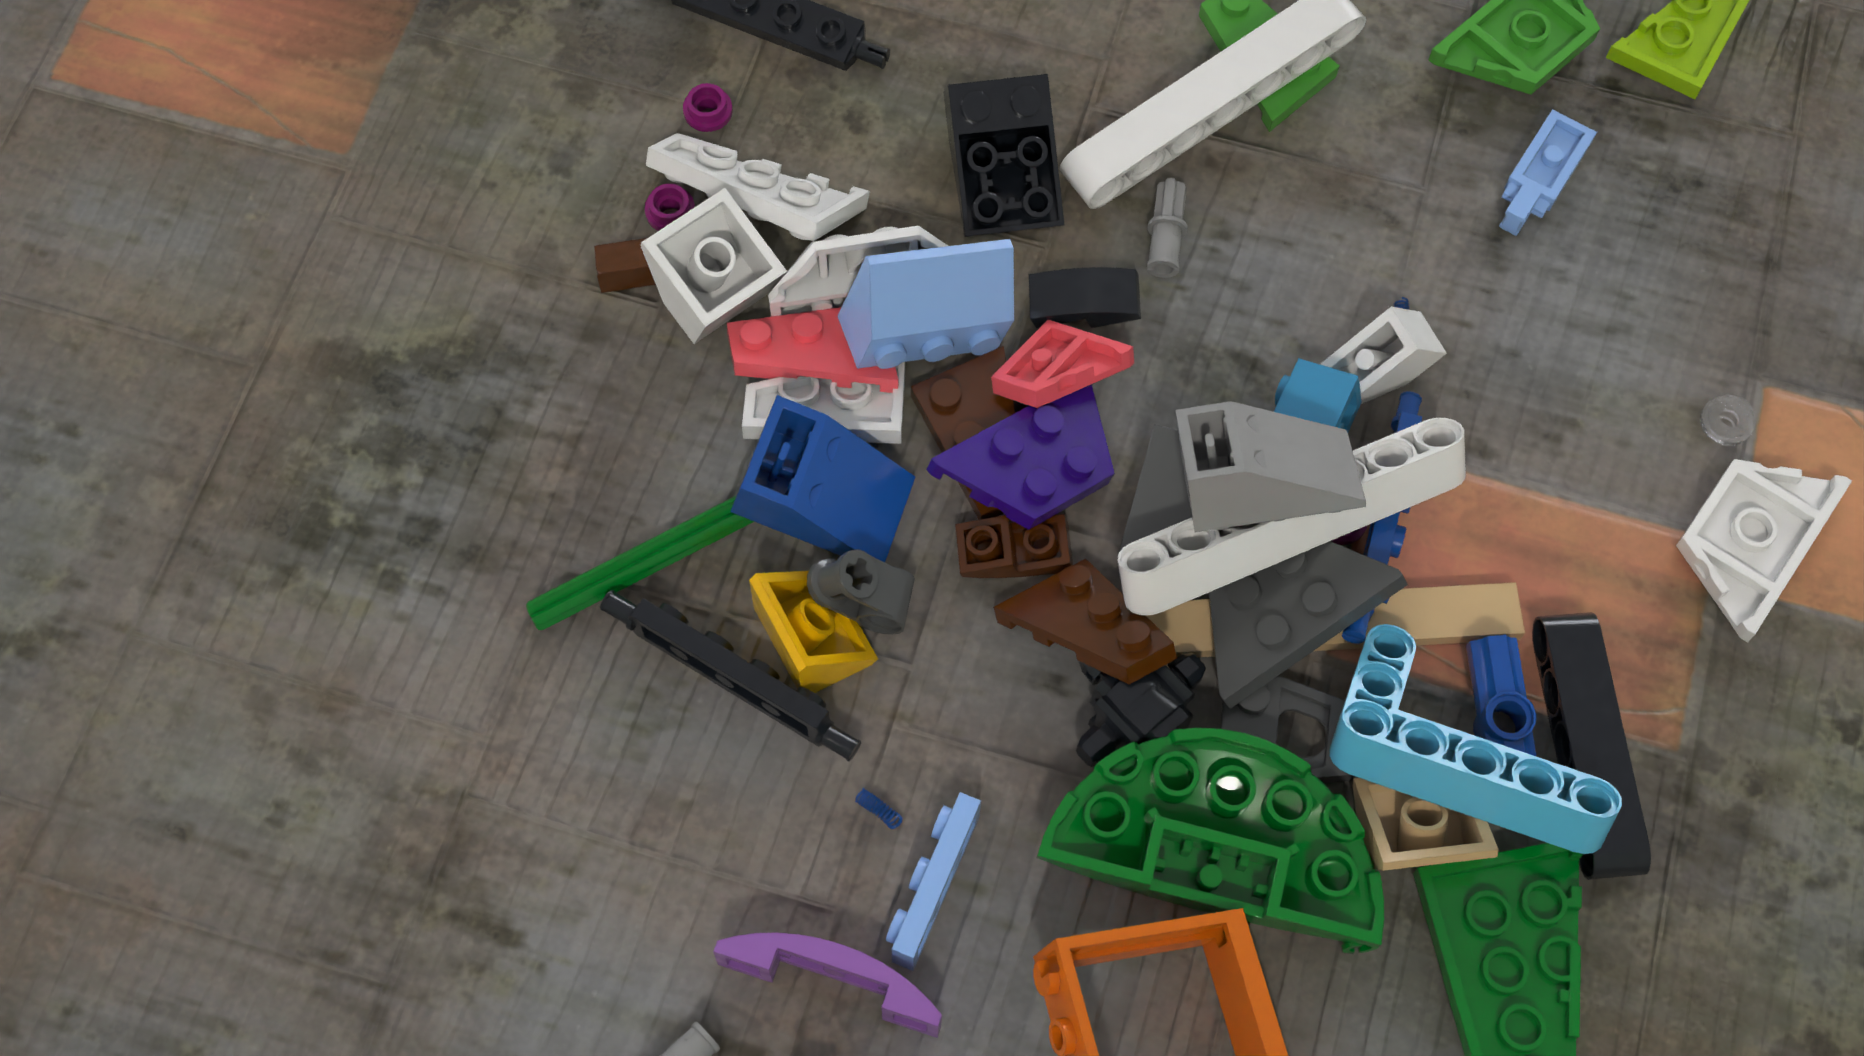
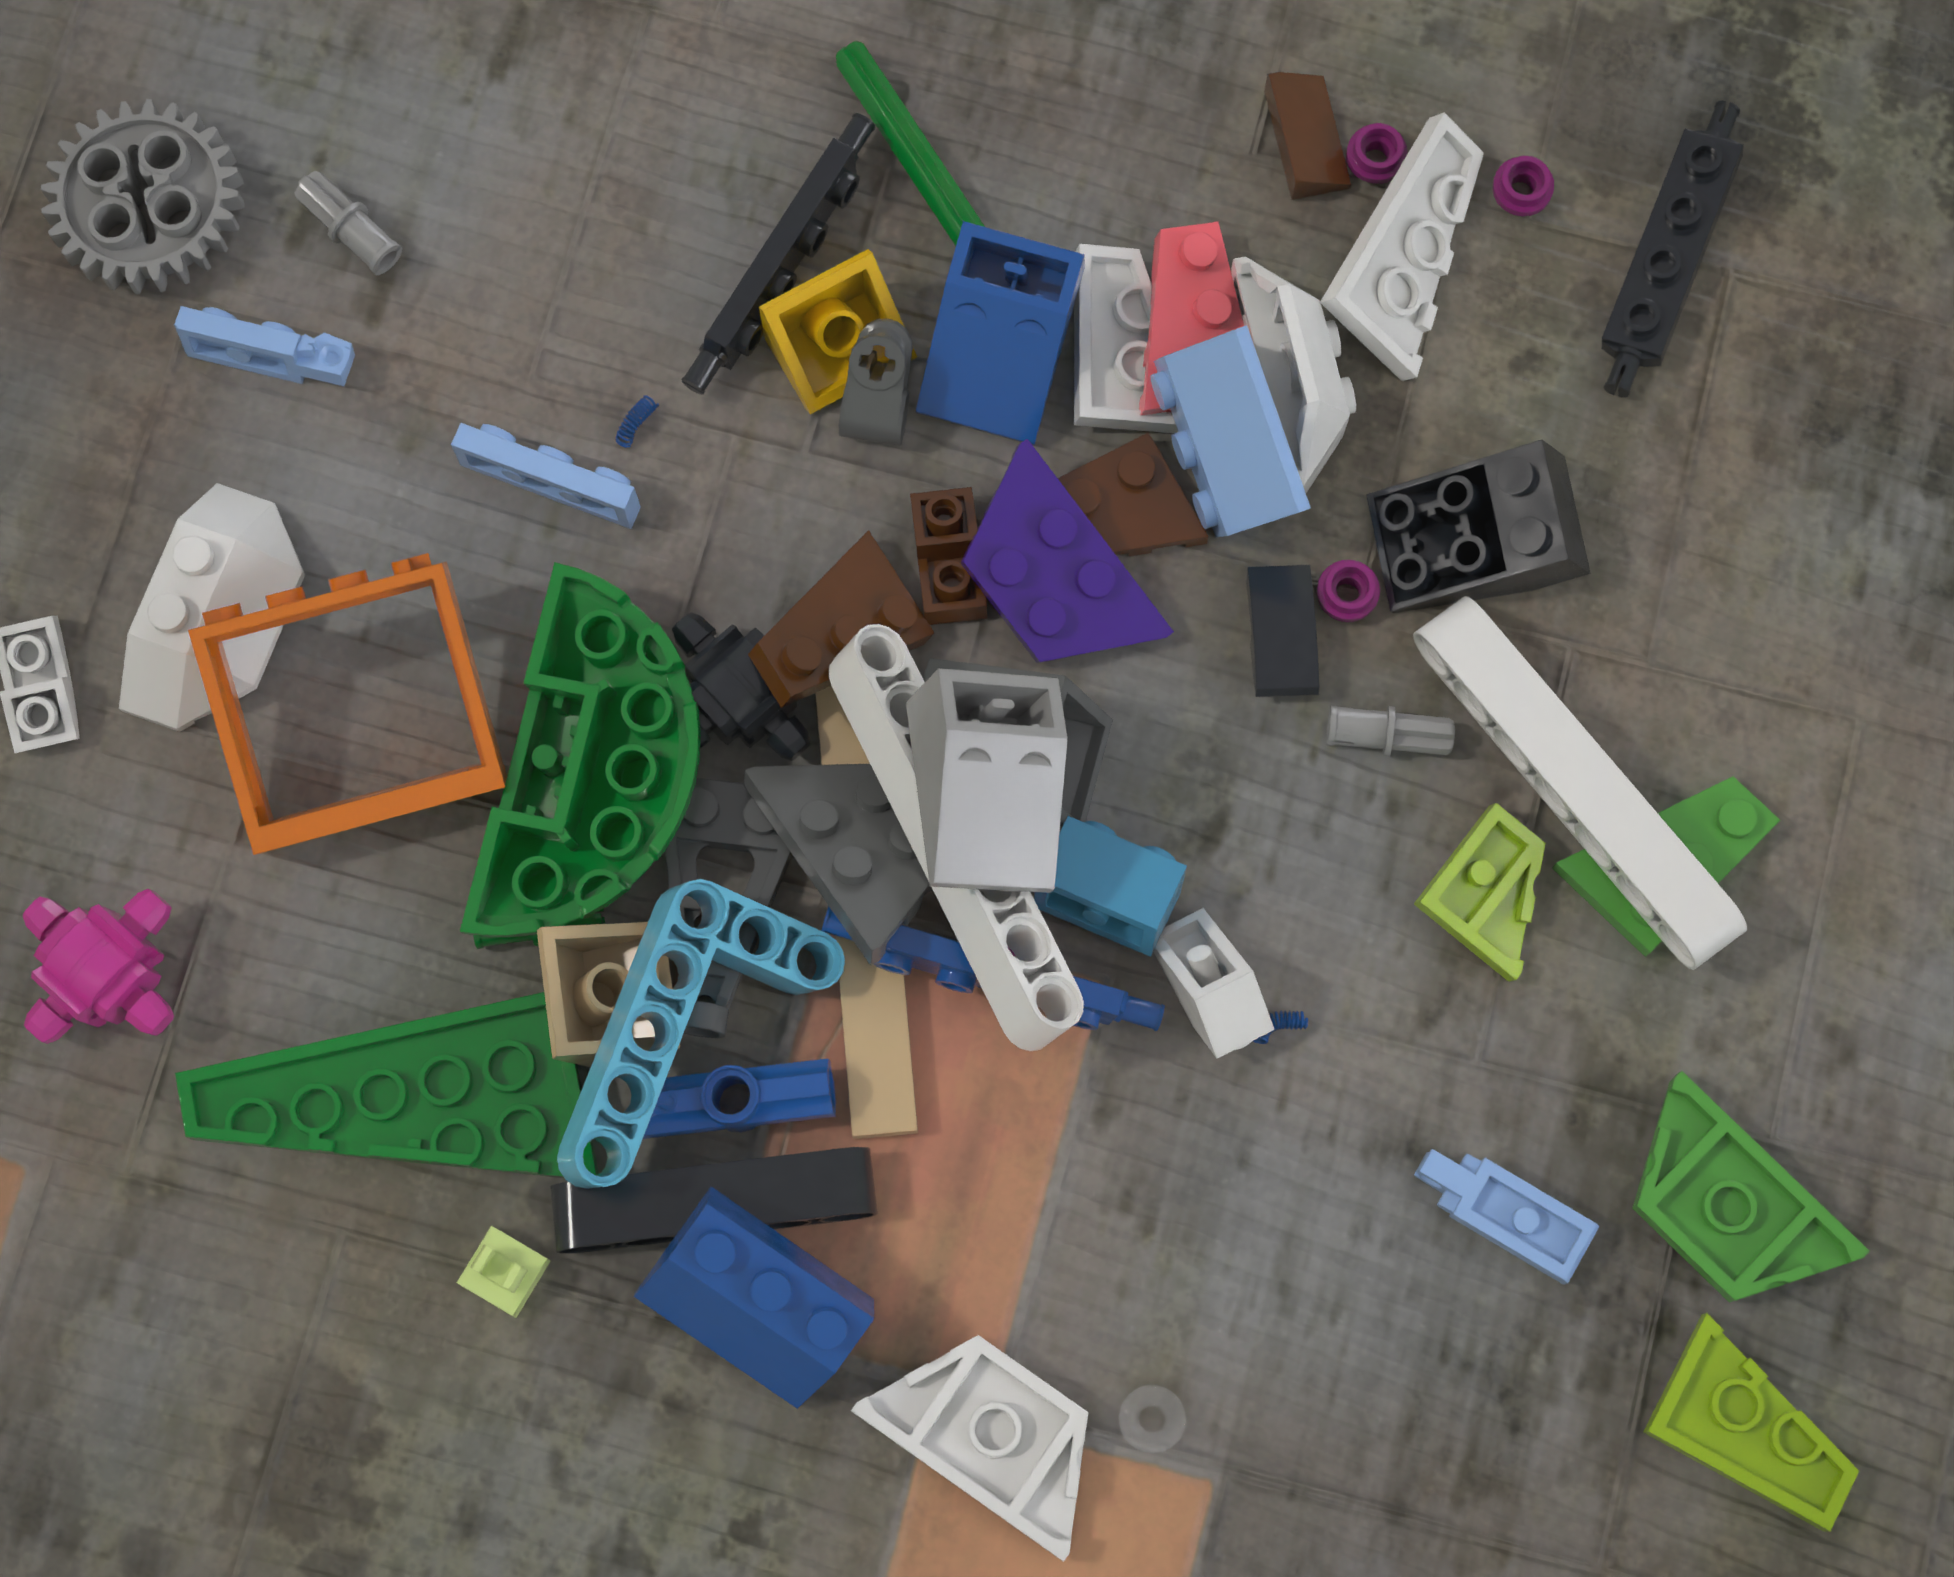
camera: 90 degrees right, 10 degrees up
(711, 265) = (1279, 188): white slope -> none
(761, 953) = (420, 444): medium lavender slope -> none
(1051, 238) = (1354, 574): none -> magenta plate
(1059, 363) = (1178, 593): coral wing -> none
(1293, 167) = (1487, 890): none -> lime wing
(1662, 924) = (503, 1271): none -> yellowish green tile
(1679, 696) = (757, 1299): none -> blue slope

